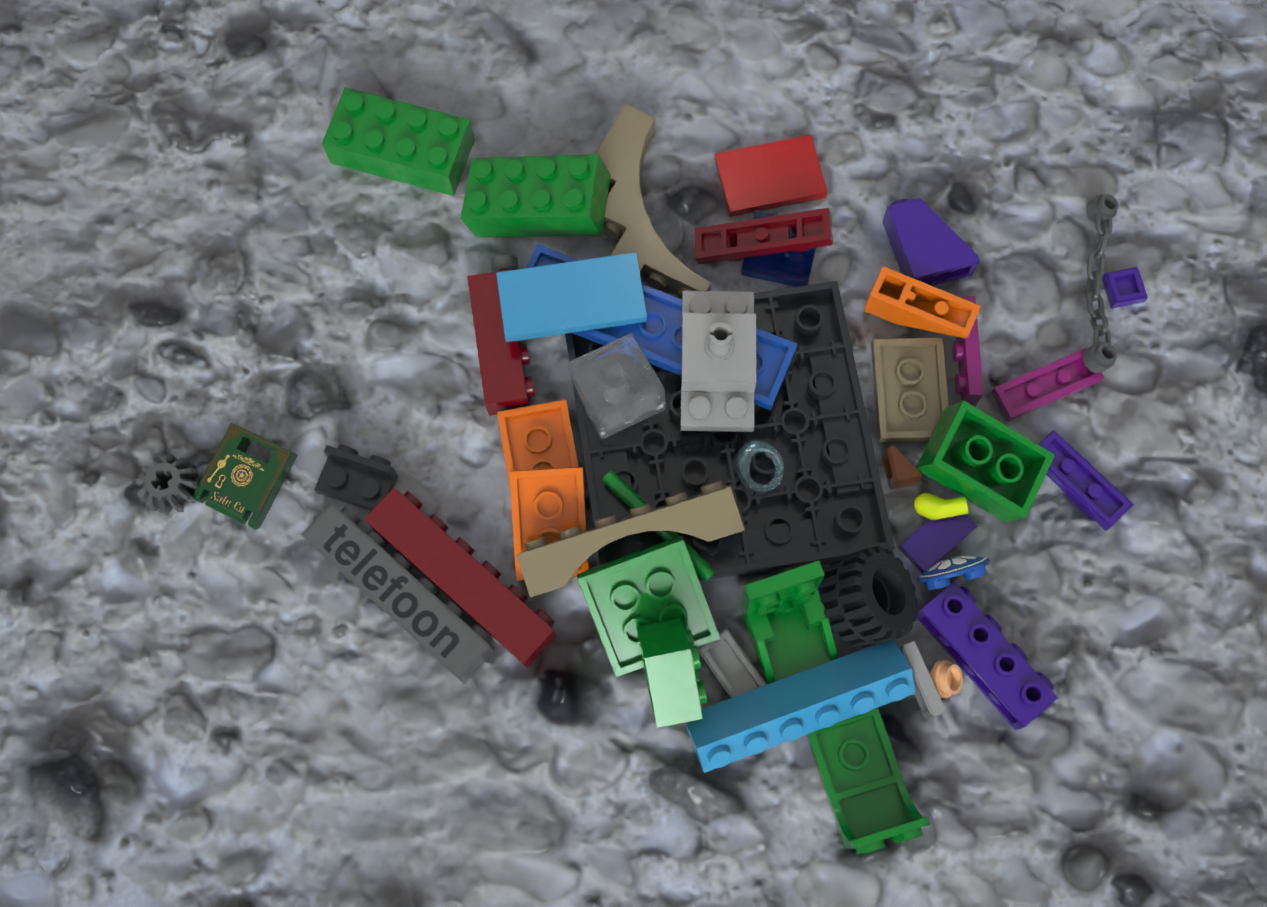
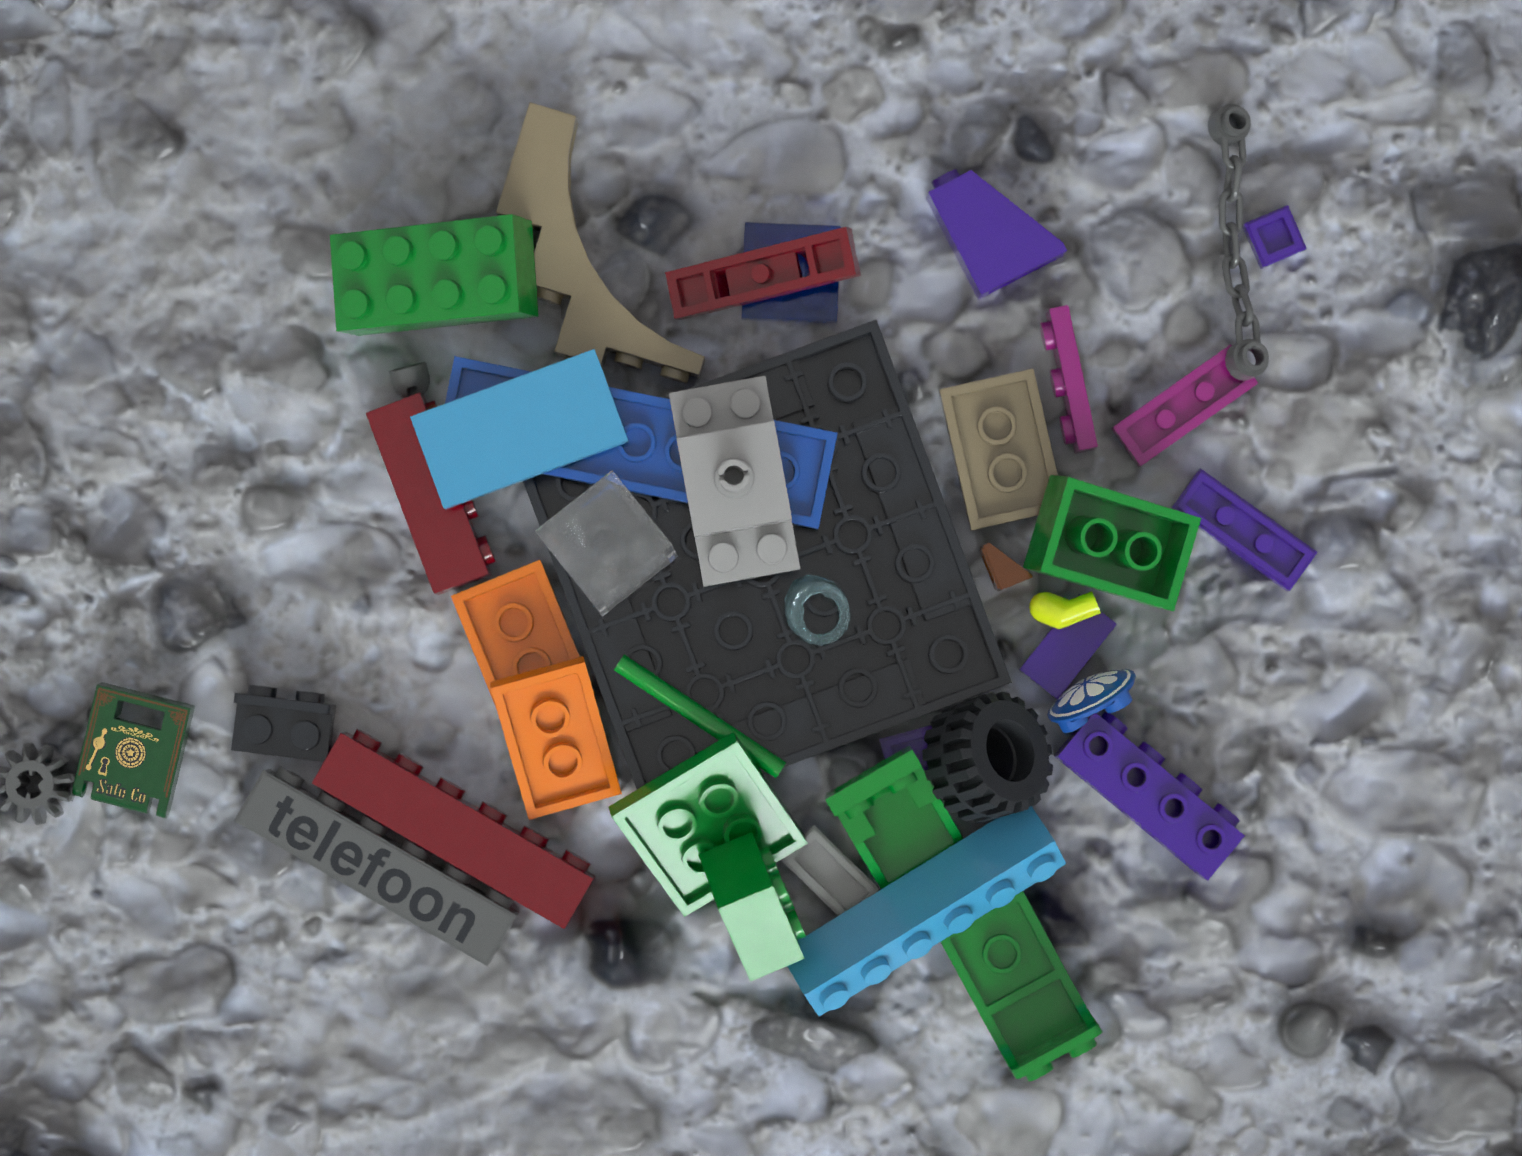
camera: 15 degrees left, 15 degrees up
(399, 141) = (215, 218): green brick -> none
(704, 516) = (753, 704): dark tan arch -> none
(770, 175) = (756, 161): red tile -> none
(920, 305) = (998, 334): orange slope -> none
(925, 690) = (1071, 845): light grey tile -> none
(946, 678) = (1103, 834): light nougat plate -> none

